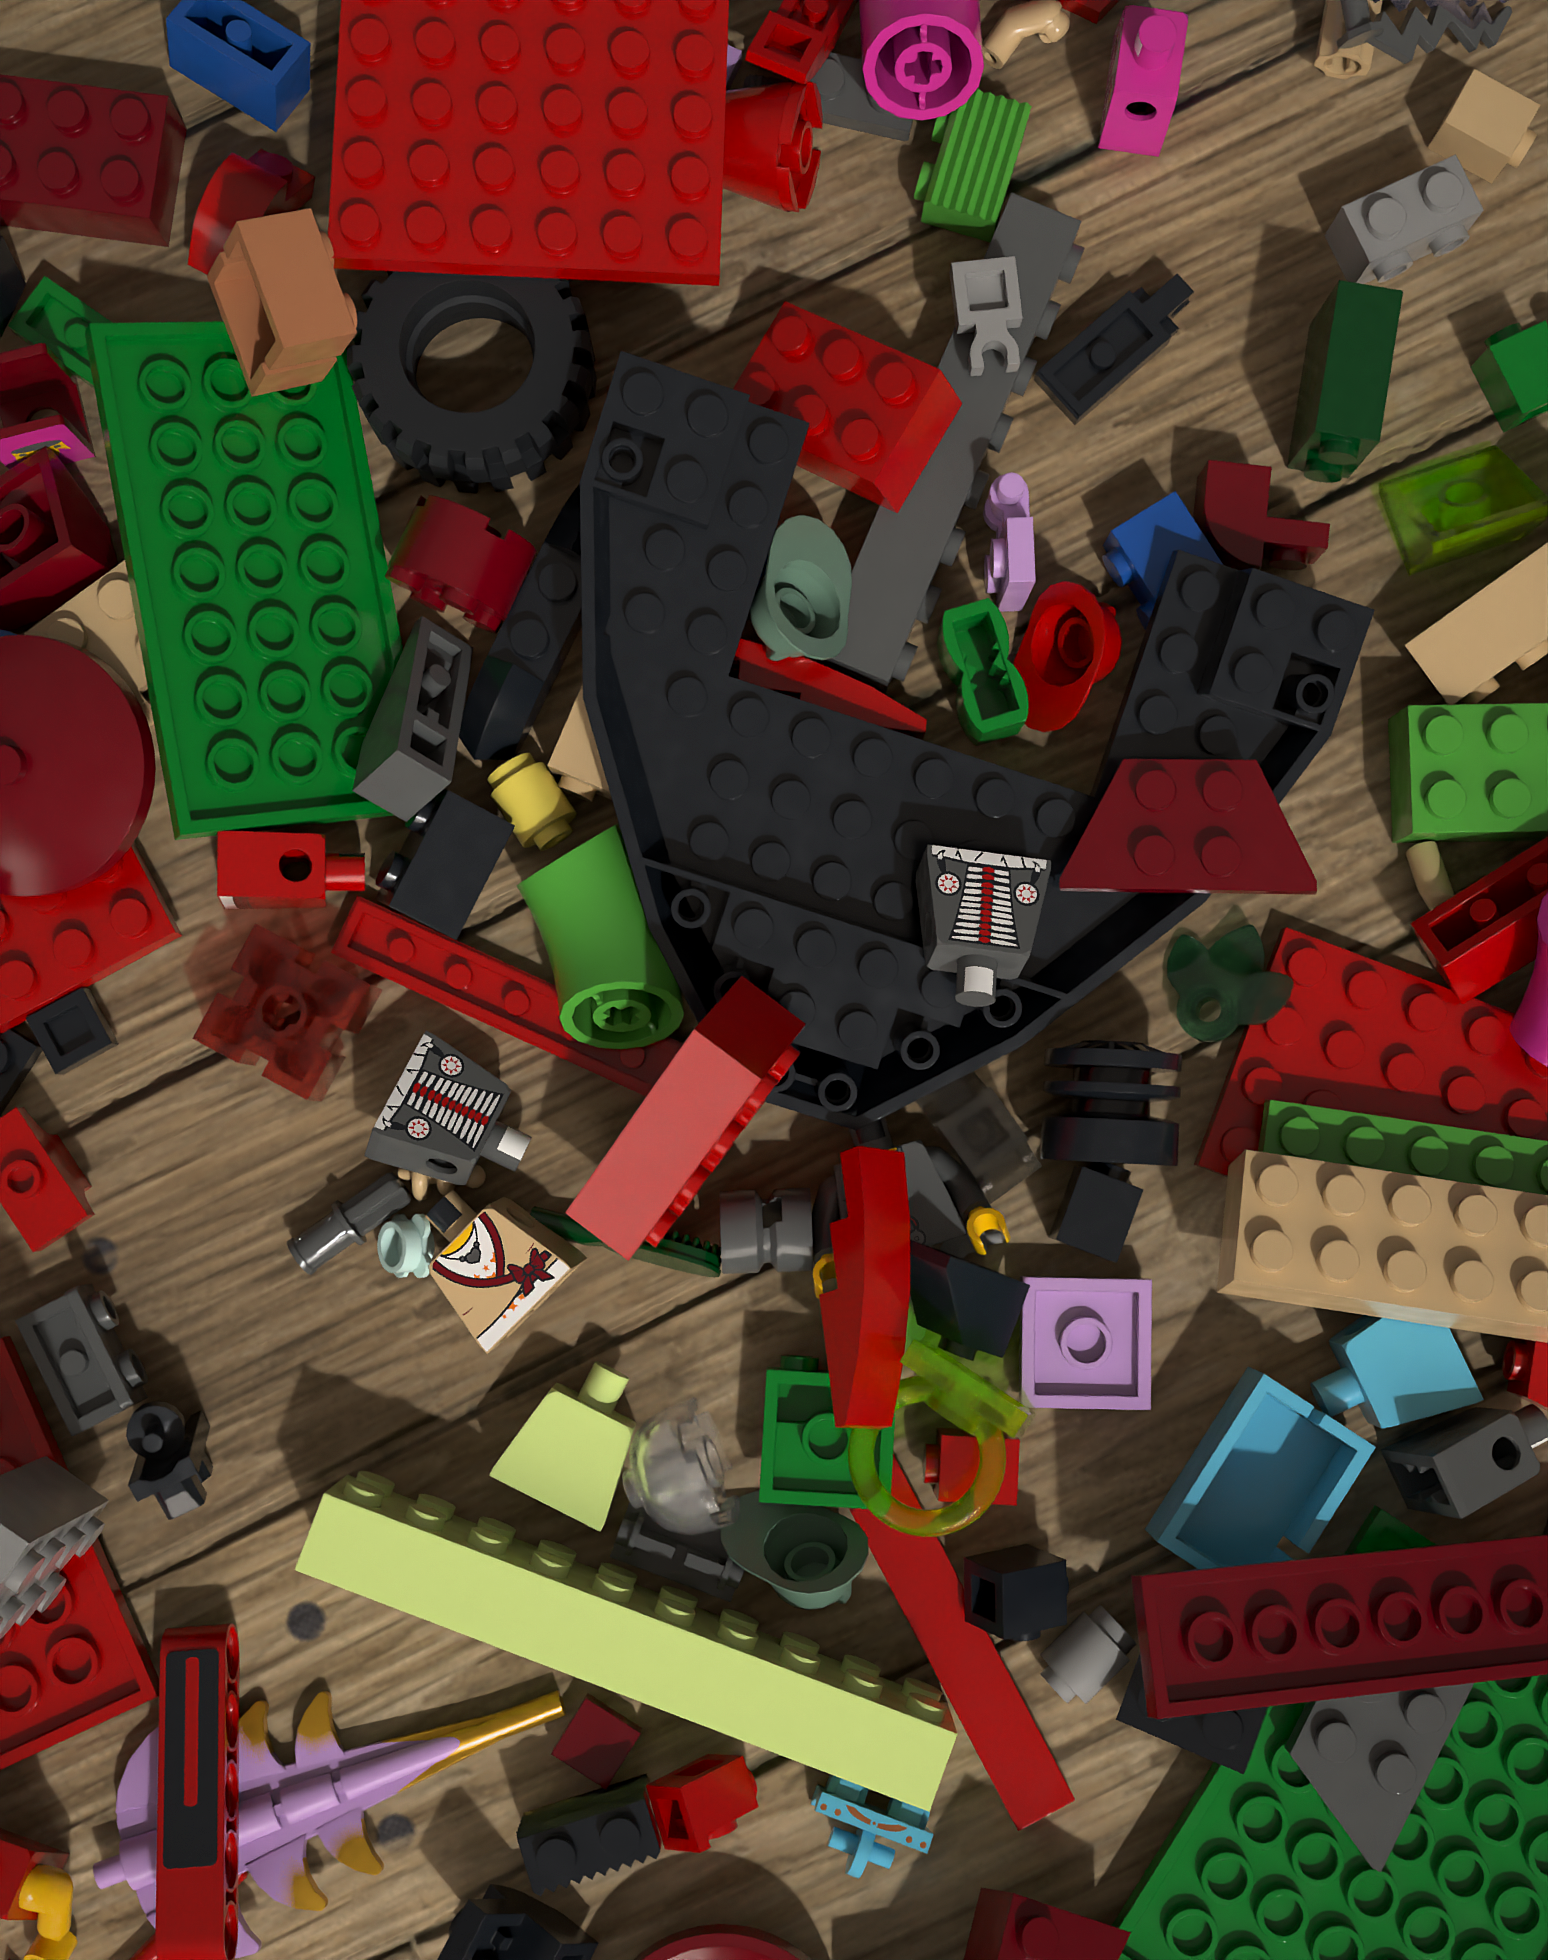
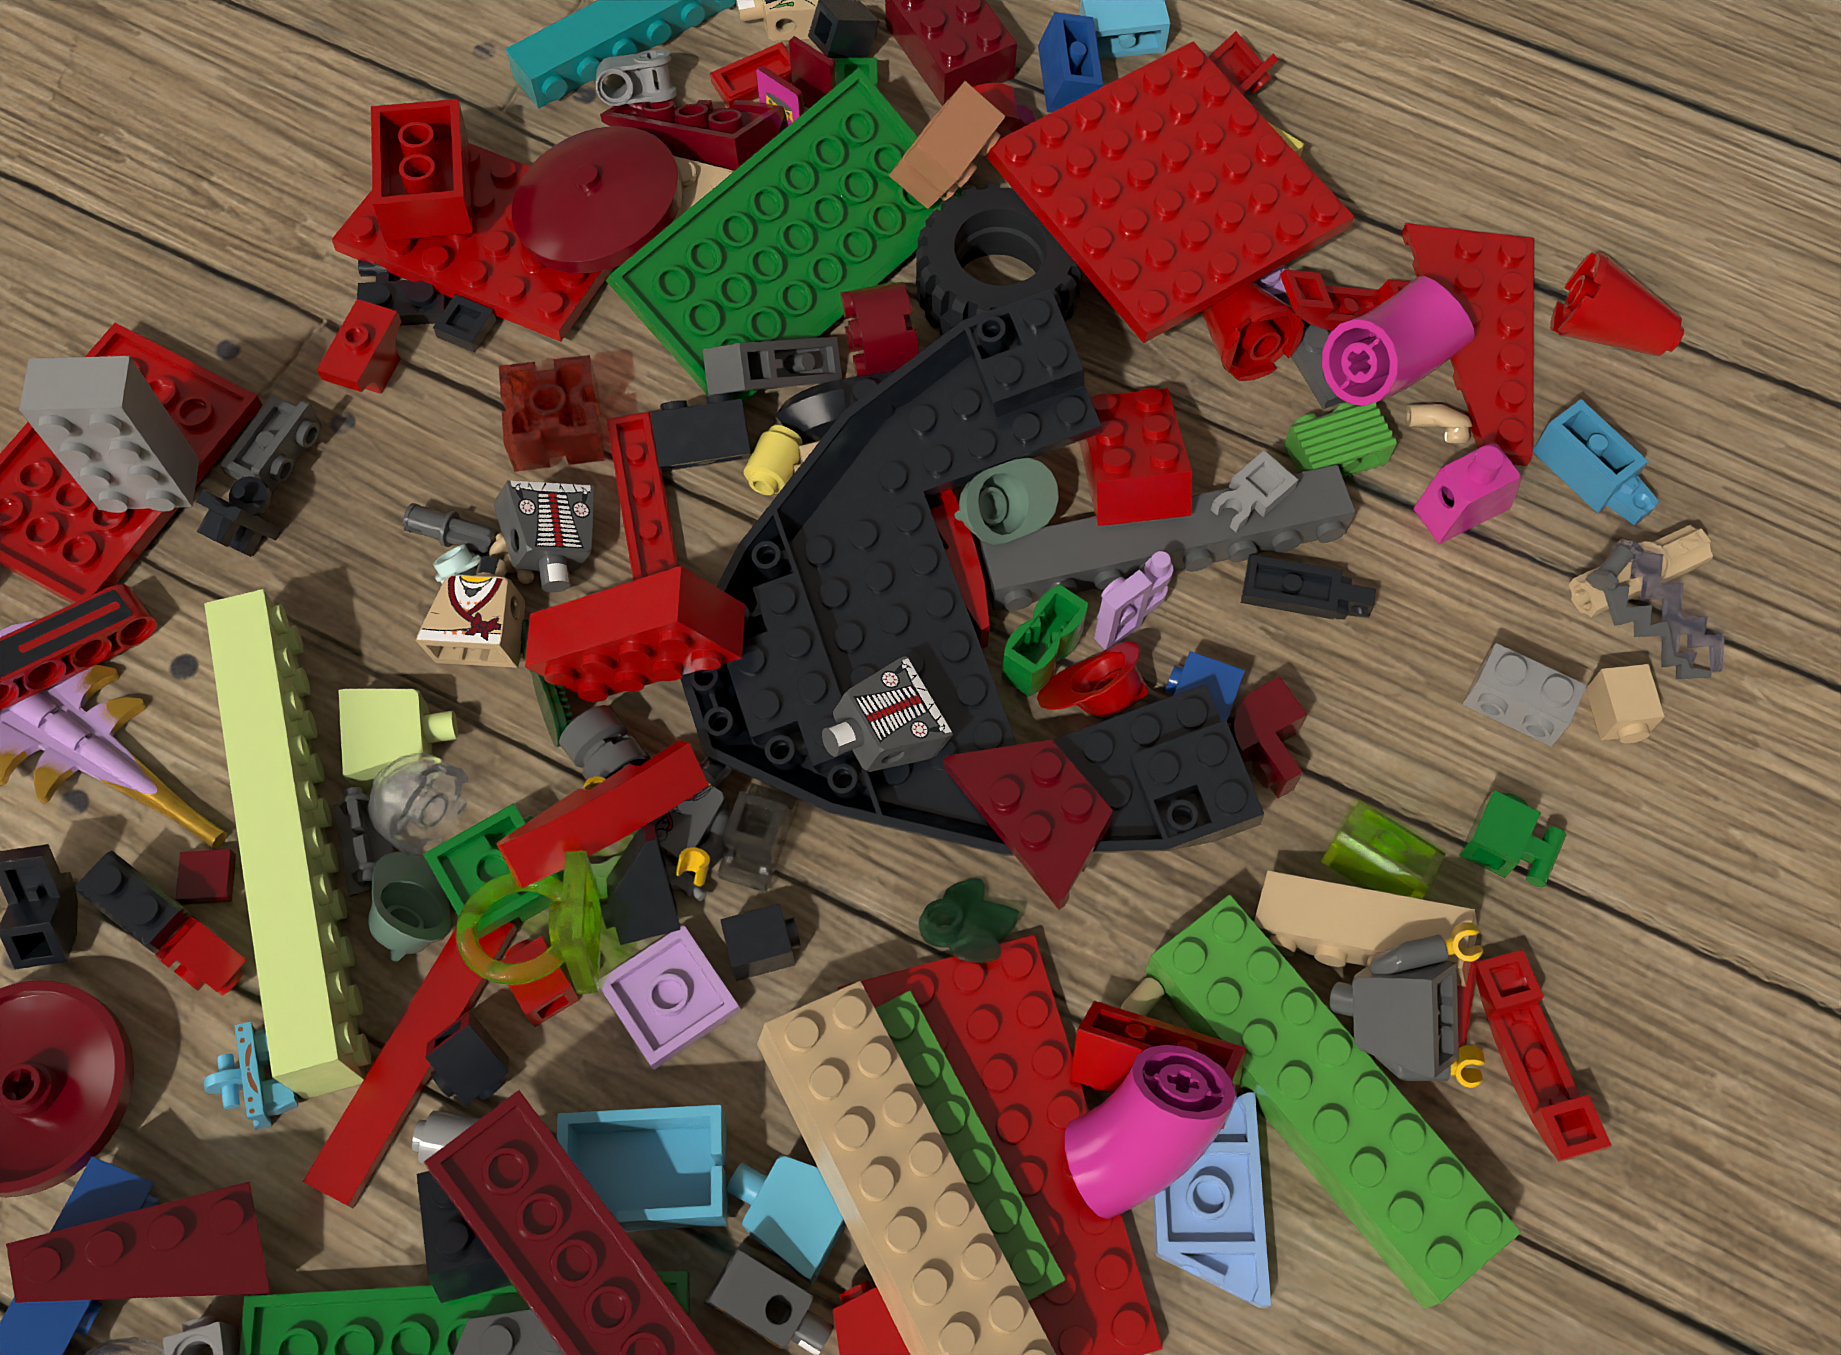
camera: 55 degrees right, 20 degrees down
(254, 862) = (631, 354): red torso -> none
(600, 948) = (712, 527): bright green brick -> none
(1111, 1105) = (831, 893): black wheel -> none
(1344, 381) = (1395, 719): dark green brick -> none

